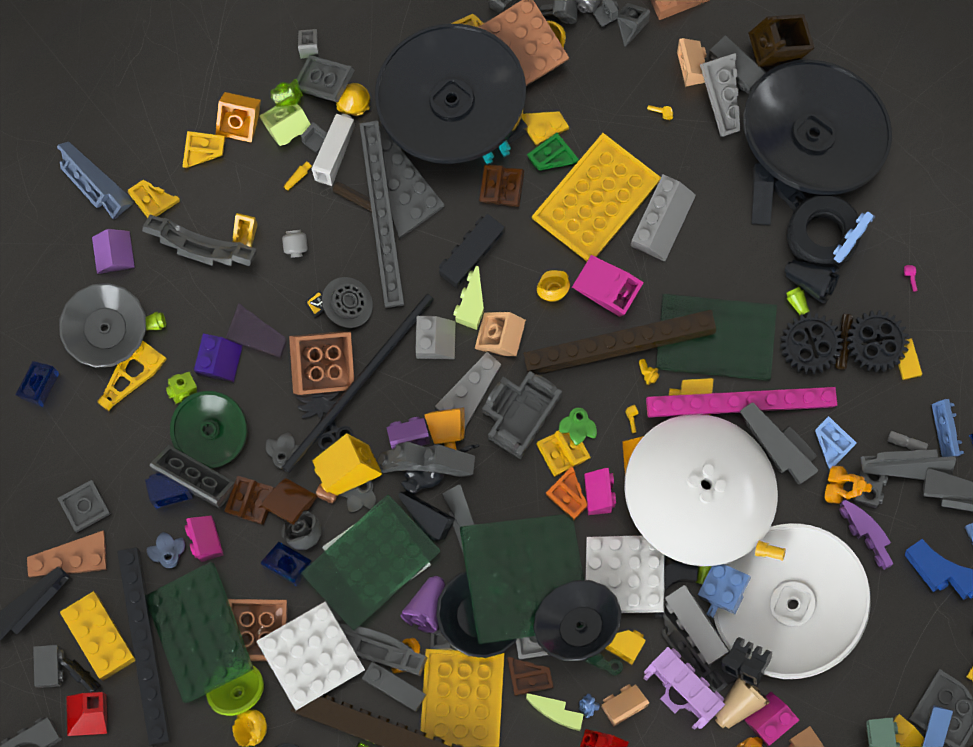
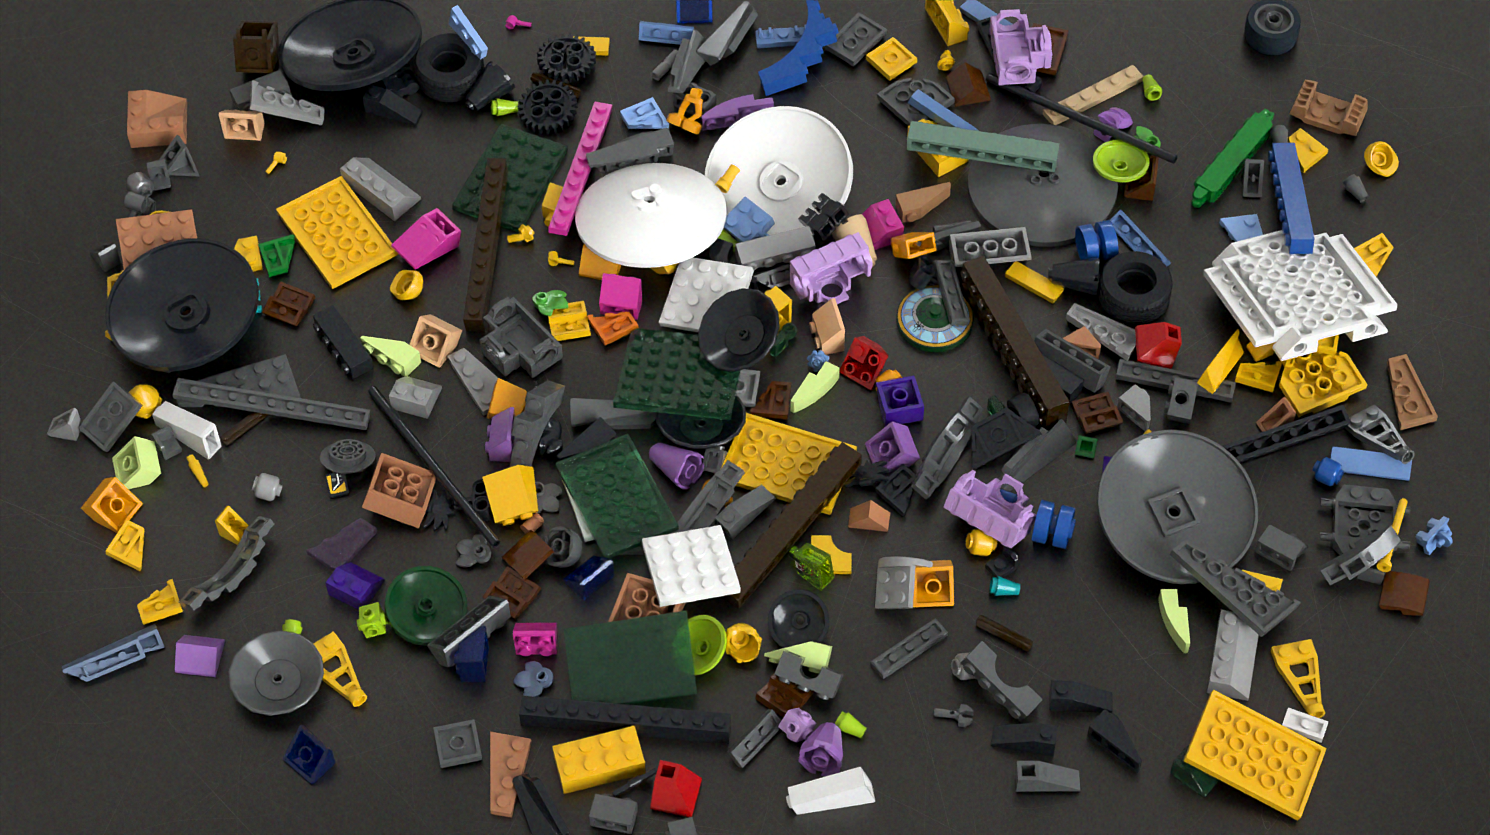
camera: 75 degrees left, 20 degrees down
(286, 94) = (109, 453): clear neon green brick -> none

